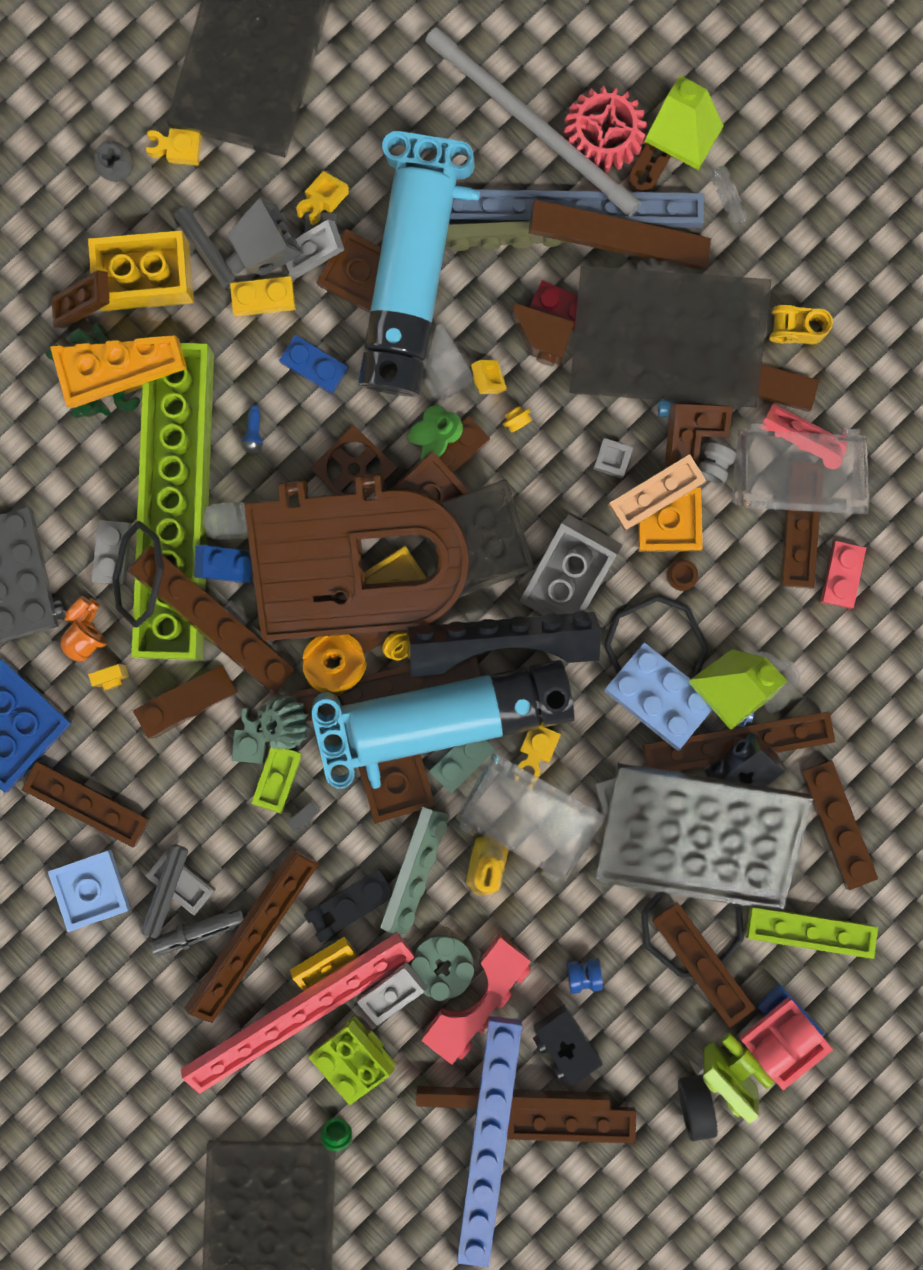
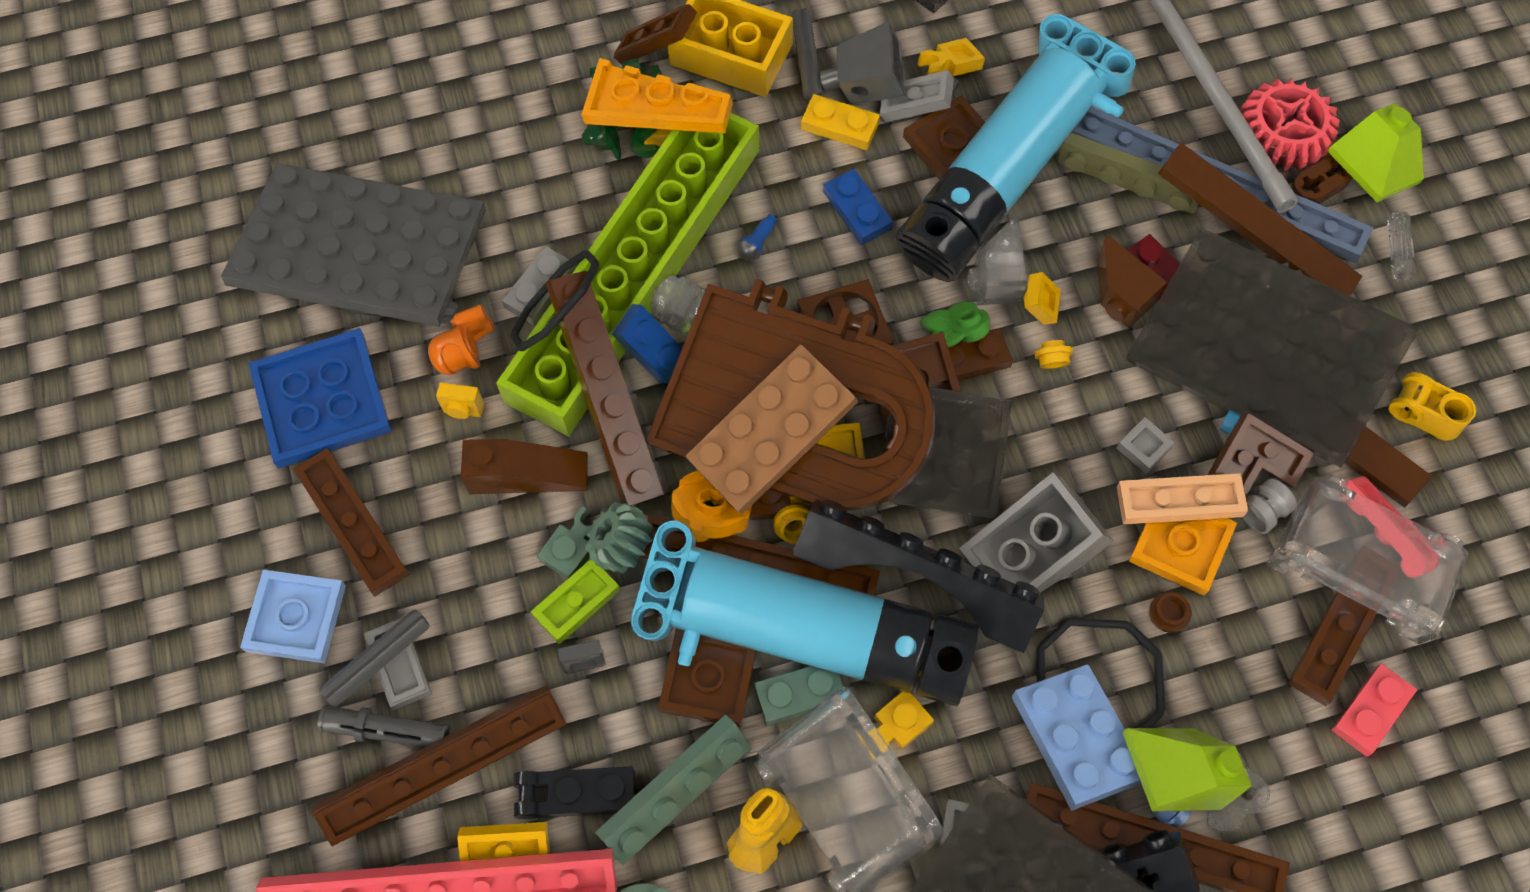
camera: 30 degrees right, 20 degrees down
(350, 593) = (771, 429): none -> medium nougat plate

